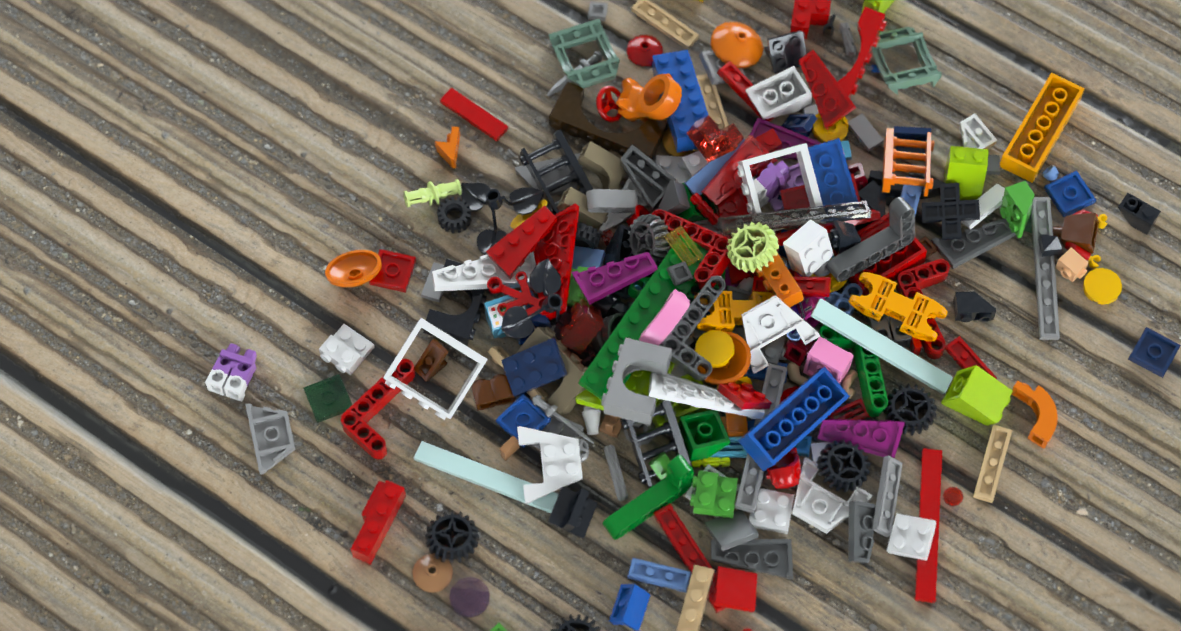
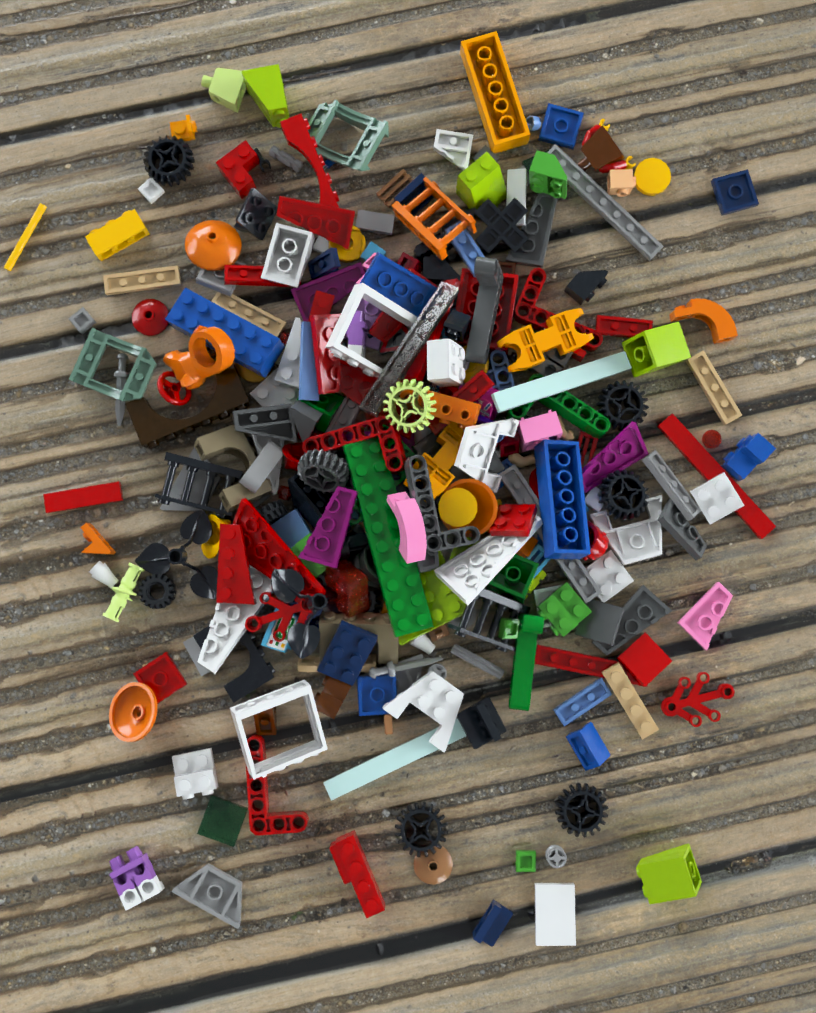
camera: 50 degrees left, 20 degrees up
(432, 170) = (103, 574): none -> white cone
(469, 597) = (476, 854): clear purple tile -> none
(634, 356) = (417, 582): light grey arch -> none
(679, 251) = (342, 445): clear yellow tile -> none
(679, 273) = (377, 479): dark grey tile -> none
(704, 208) = (333, 403): red axle -> none
(714, 141) = (290, 347): clear red brick -> none
(815, 607) = (705, 615): none -> bright pink wing
(905, 121) = (391, 183): none -> medium nougat tile
(965, 530) = (750, 452): none -> blue brick
(1049, 245) = (593, 182): black slope -> none
(1138, 213) = (626, 94): black slope -> none

